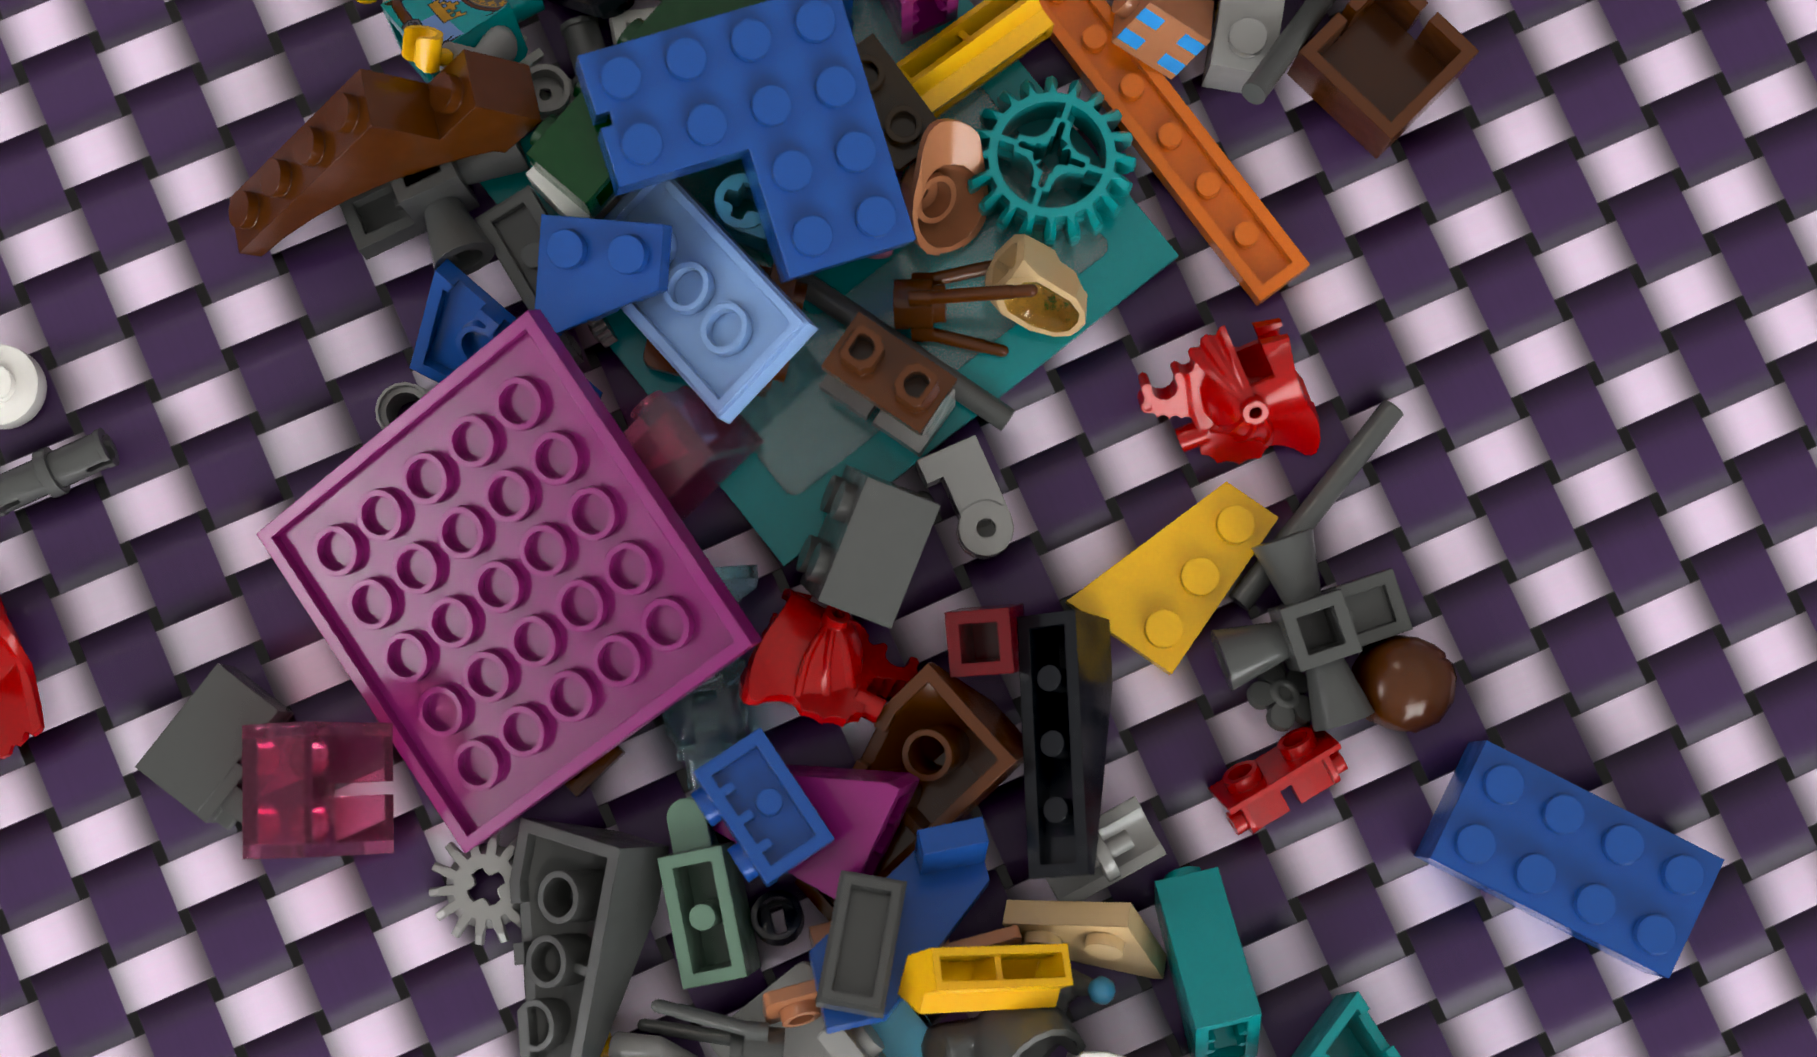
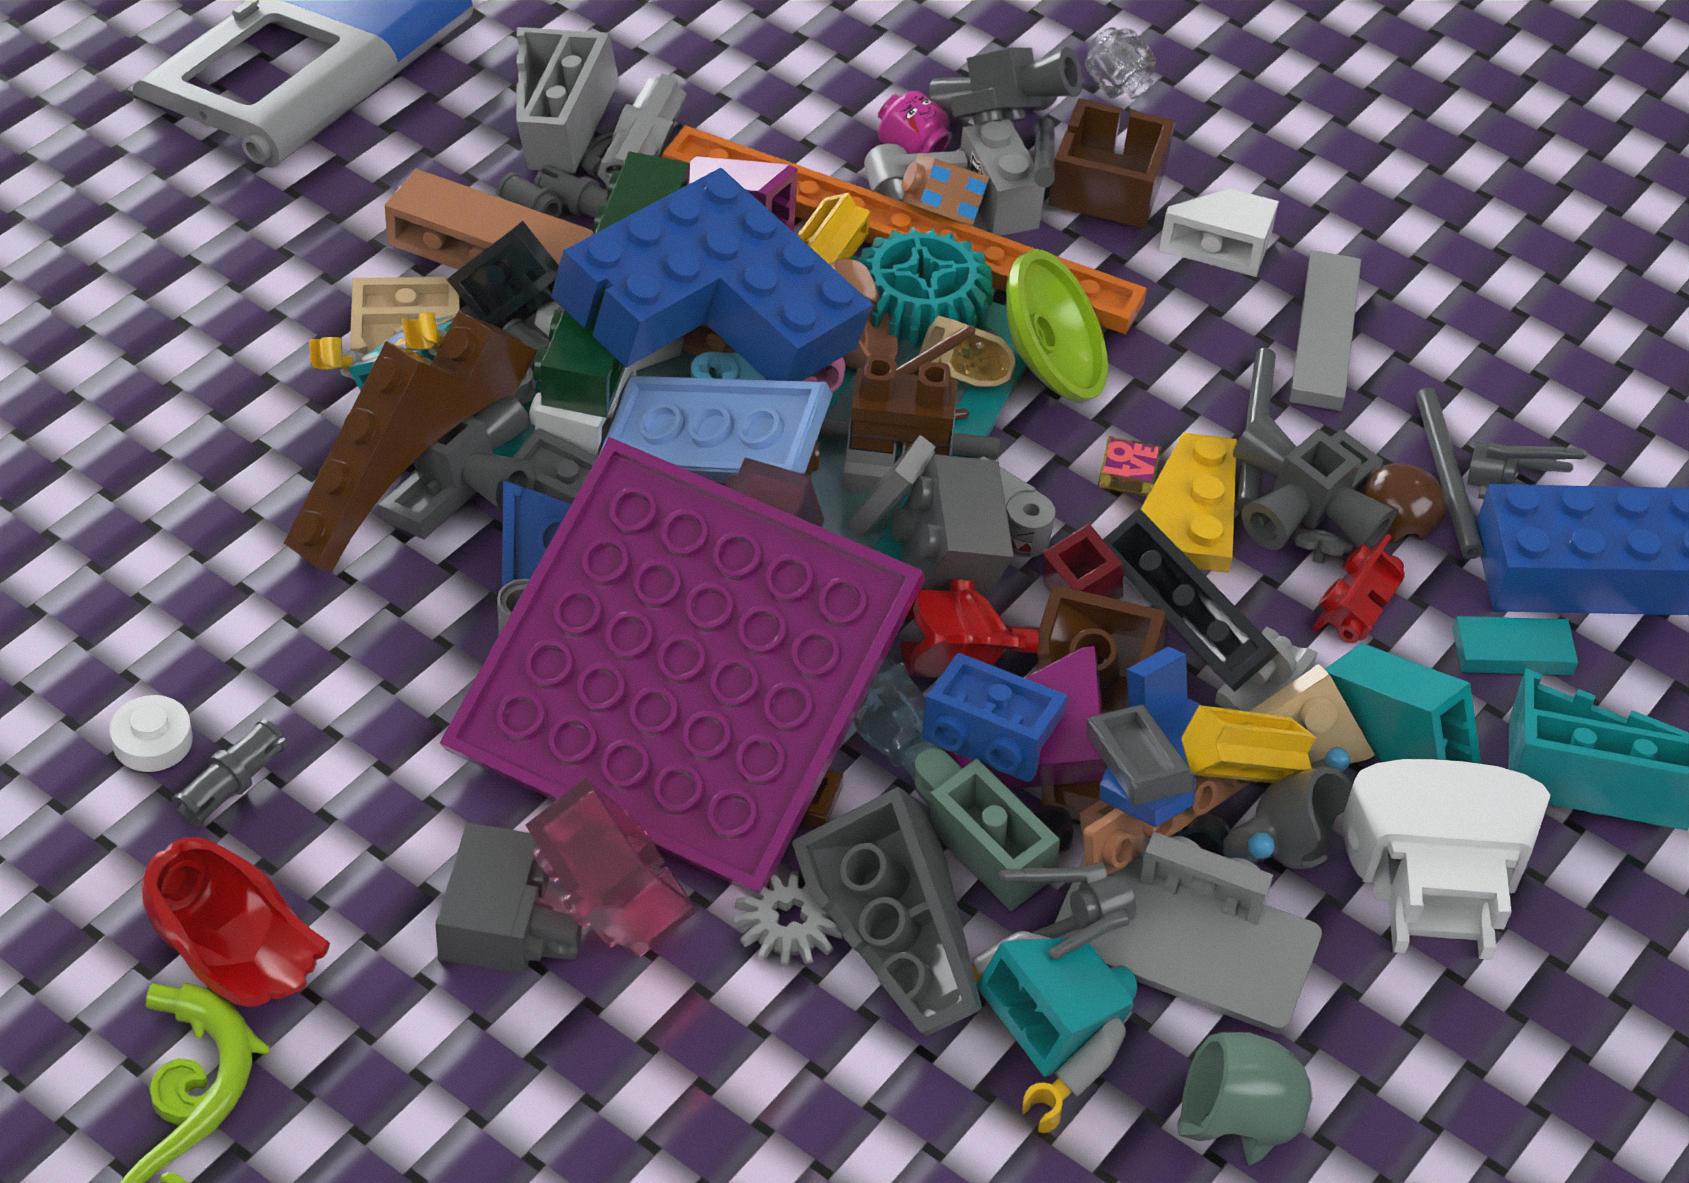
camera: 30 degrees left, 35 degrees down
(598, 267) = (646, 420): blue wing -> none
(839, 452) = (892, 486): none -> light grey tile
(1145, 494) = (1129, 466): none -> tile
(1155, 295) = (1055, 327): none -> lime dish
(1237, 397) = (1159, 373): red helmet -> none
(1399, 918) = (1514, 644): none -> teal tile
(1458, 211) = (1221, 230): none -> white slope
(1486, 401) = (1325, 331): none -> light grey tile
(1487, 661) = (1449, 474): none -> dark grey piece
(1537, 688) = (1499, 463): none -> dark grey plant

